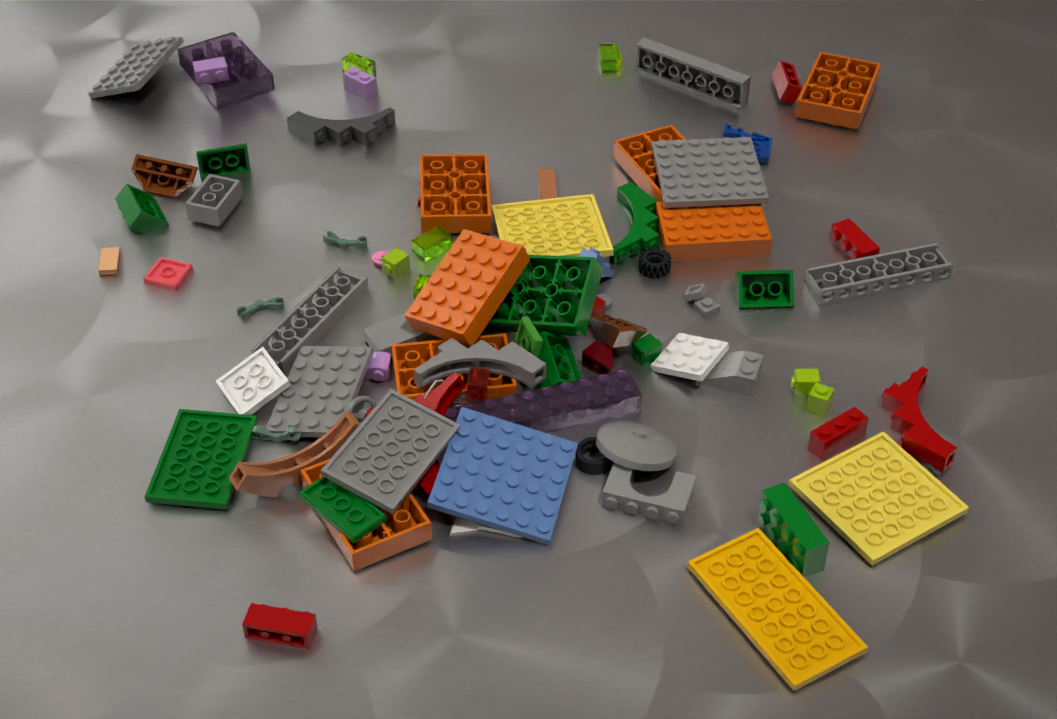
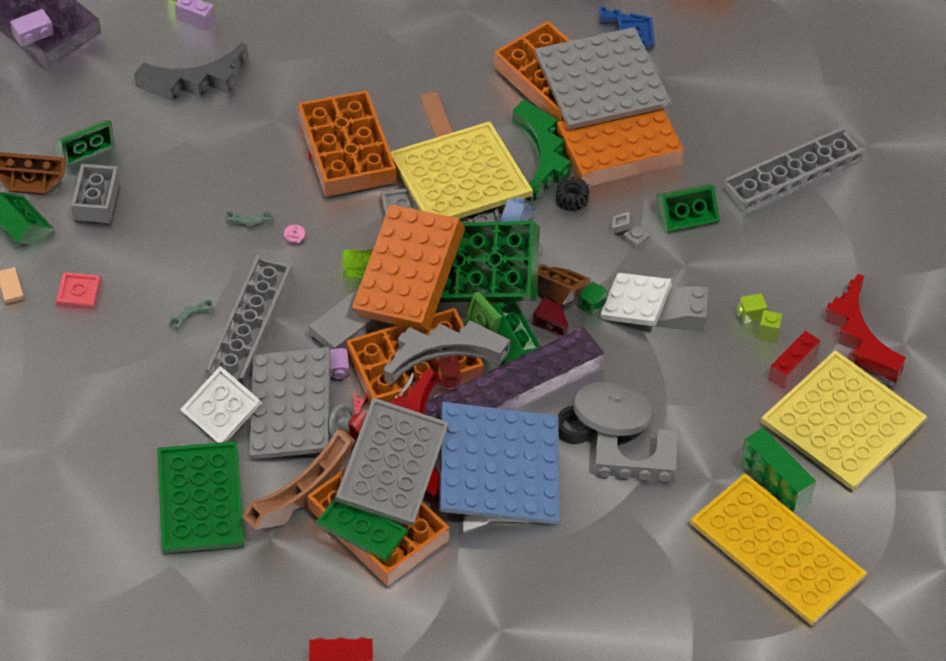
camera: 15 degrees left, 10 degrees up
(263, 434) = (247, 459): sand green piece -> none
(395, 263) = (312, 238): lime brick -> none
(432, 243) = (342, 208): clear neon green brick -> none
(853, 240) = (761, 135): red brick -> none

